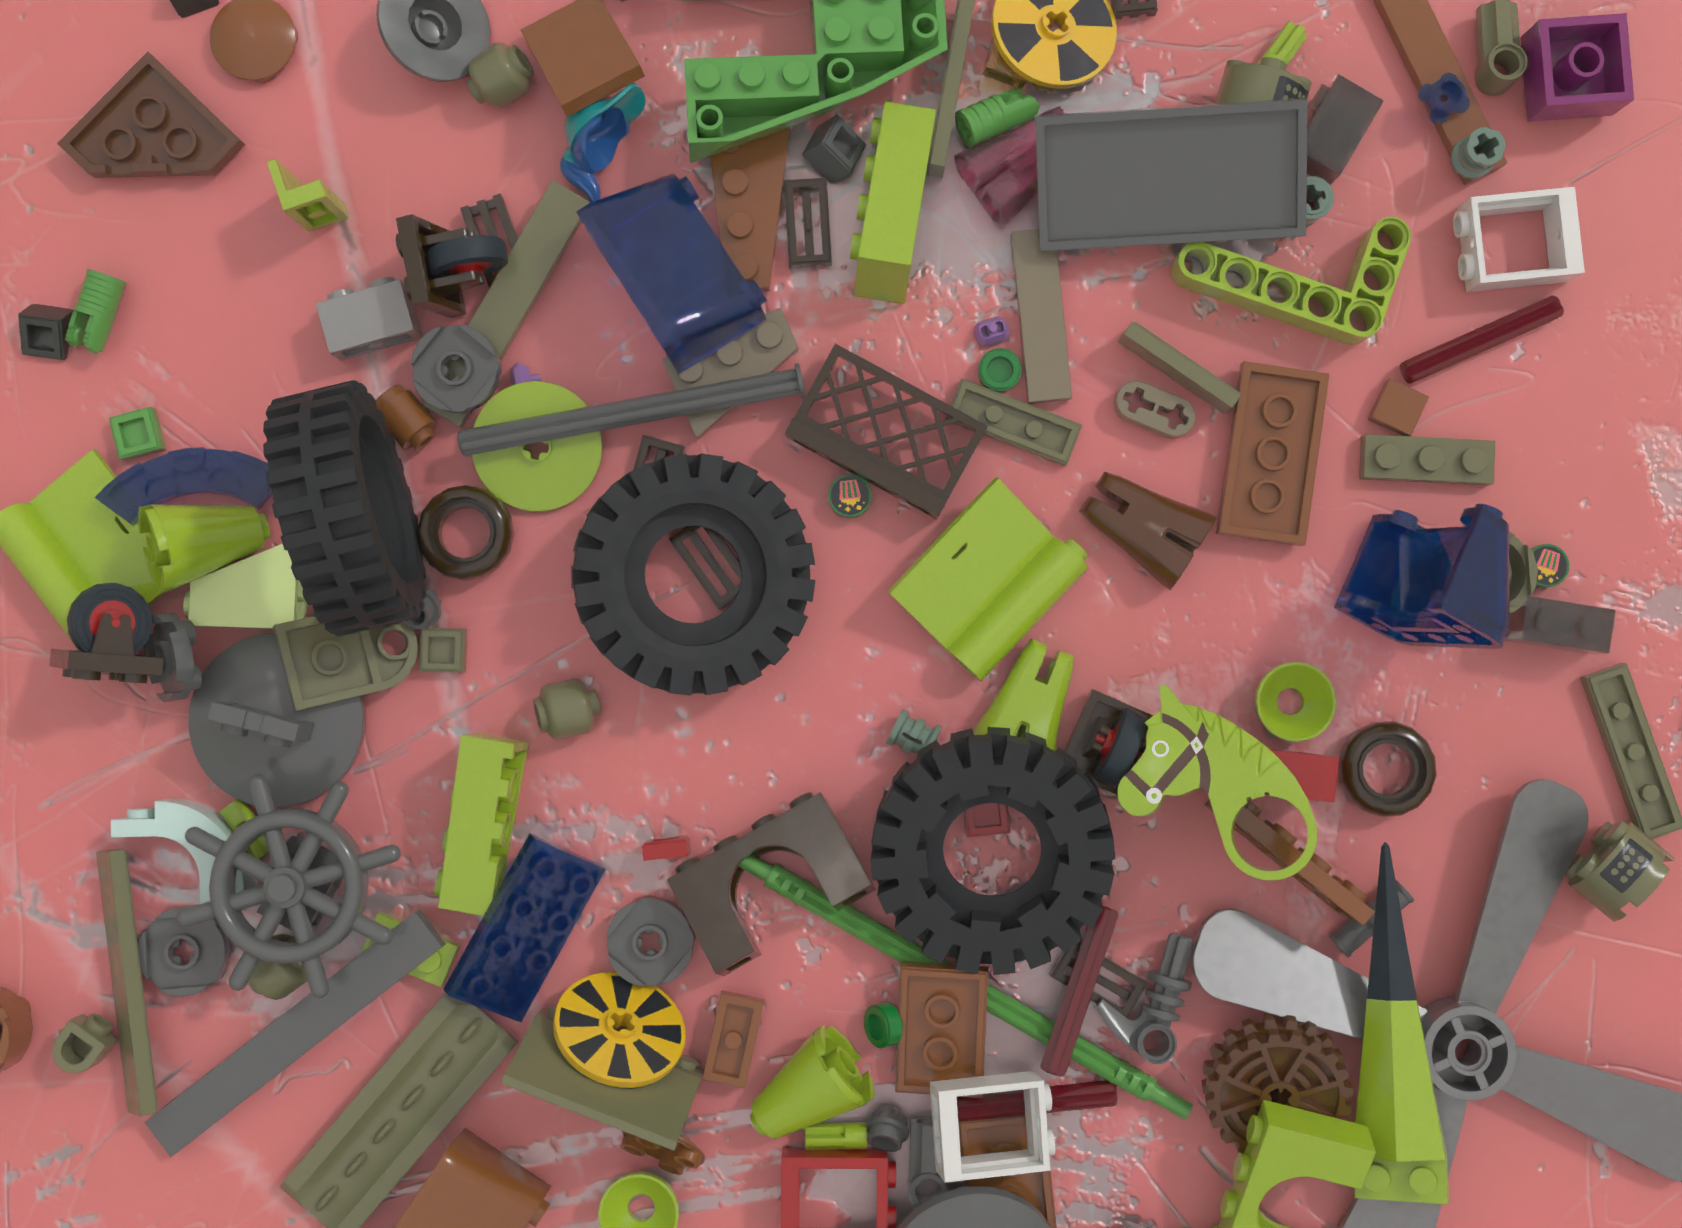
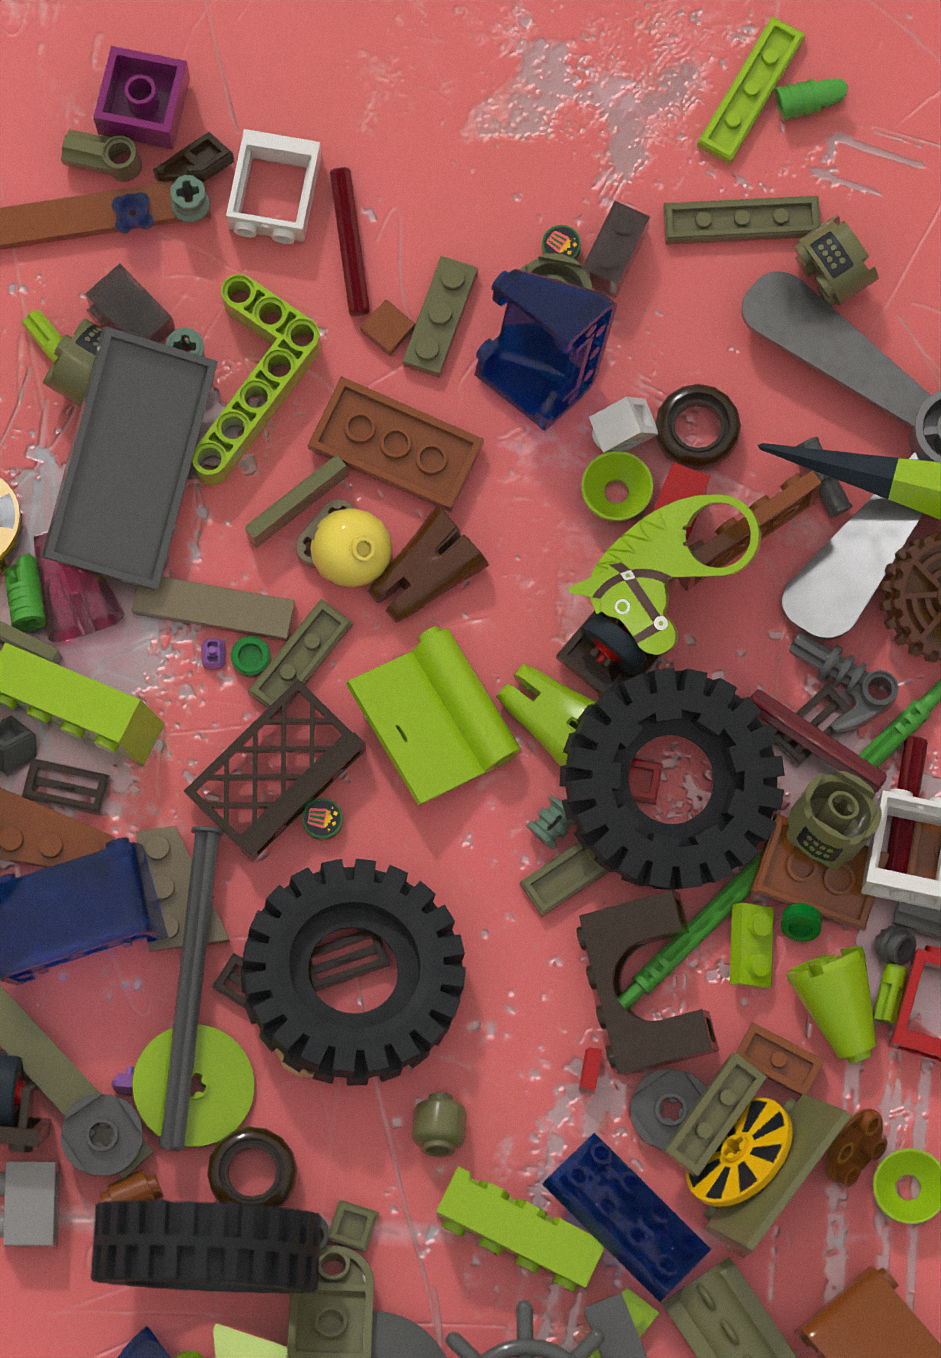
camera: 75 degrees left, 10 degrees down
(653, 991) = (714, 1114): none -> olive plate
(843, 979) = (751, 946): none -> lime plate
(858, 761) = (562, 878): none -> olive tile
(998, 1036) = (833, 818): none -> olive brick
(1145, 440) = (351, 547): none -> light yellow cylinder
(1364, 689) = (623, 425): none -> white brick
(1525, 152) = (200, 158): none -> dark brown tile

